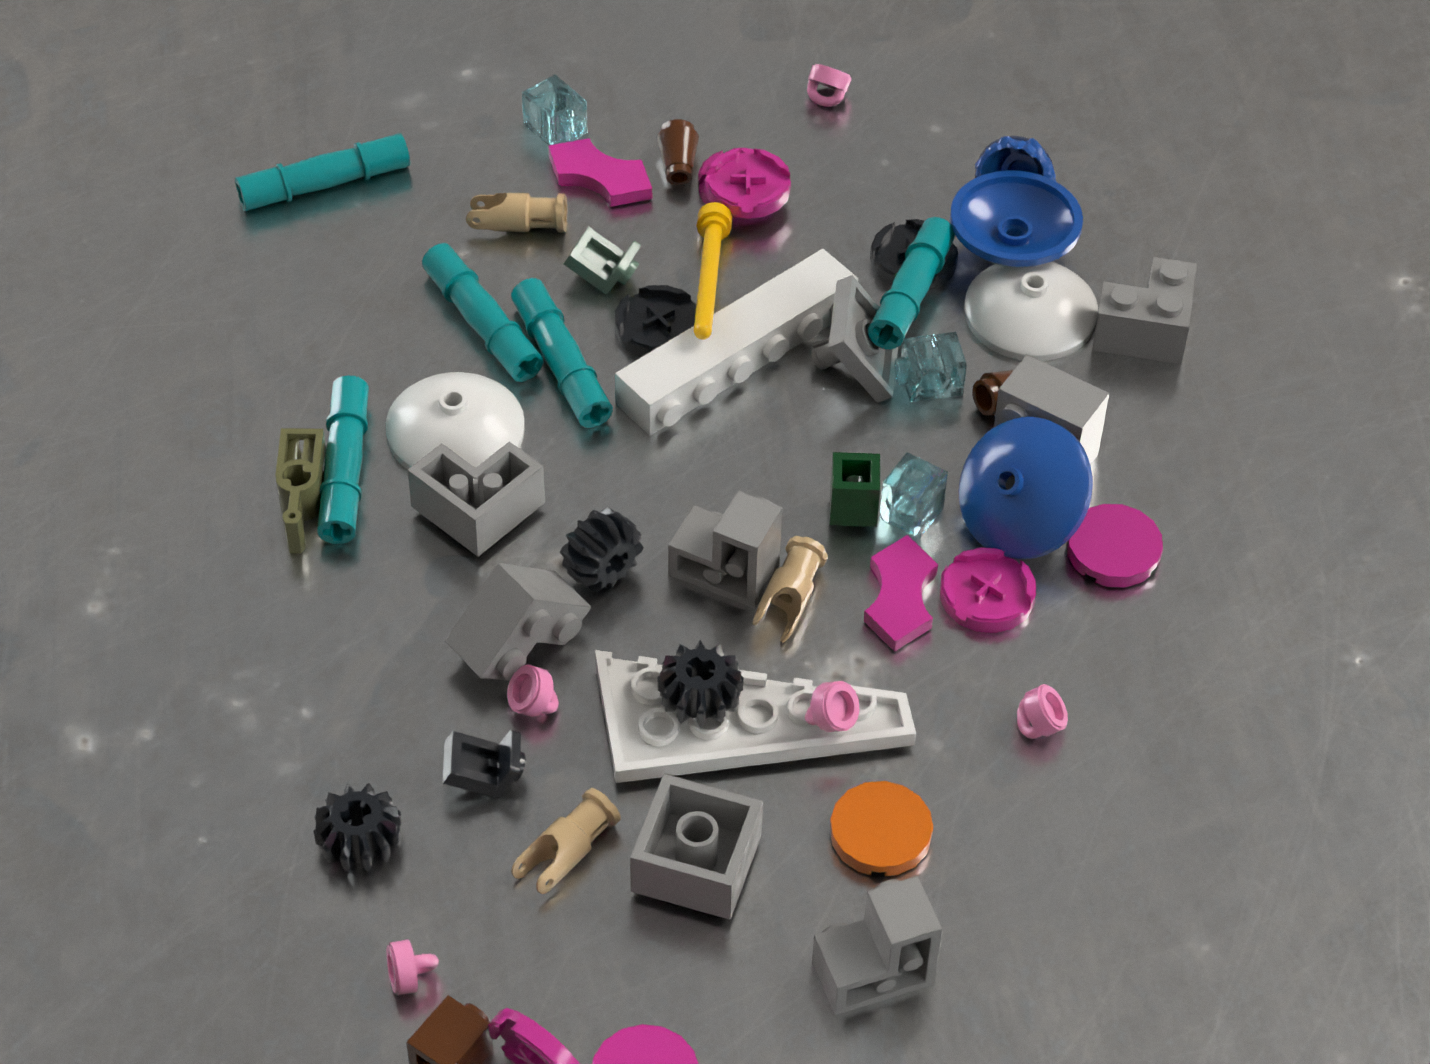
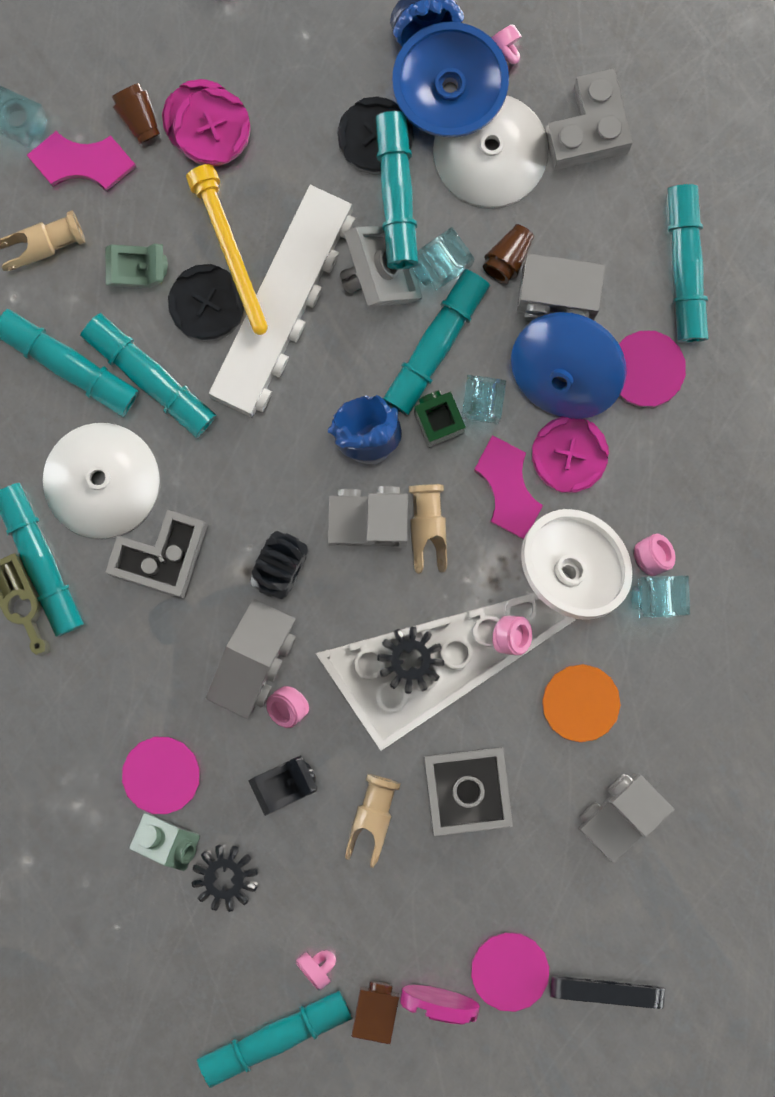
camera: 25 degrees left, 35 degrees up
(309, 1023) = (274, 1039): none -> teal piece
(312, 766) = (164, 842): none -> bracket
(349, 706) = (161, 775): none -> dark pink tile
(769, 472) = (366, 429): none -> blue hair
(892, 430) = (436, 341): none -> teal piece
(943, 673) = (590, 556): none -> white dish
(1031, 753) = (661, 596): none -> clear light blue brick
(1094, 224) = (505, 40): none -> bright pink tile
(1204, 468) = (687, 263): none -> teal piece

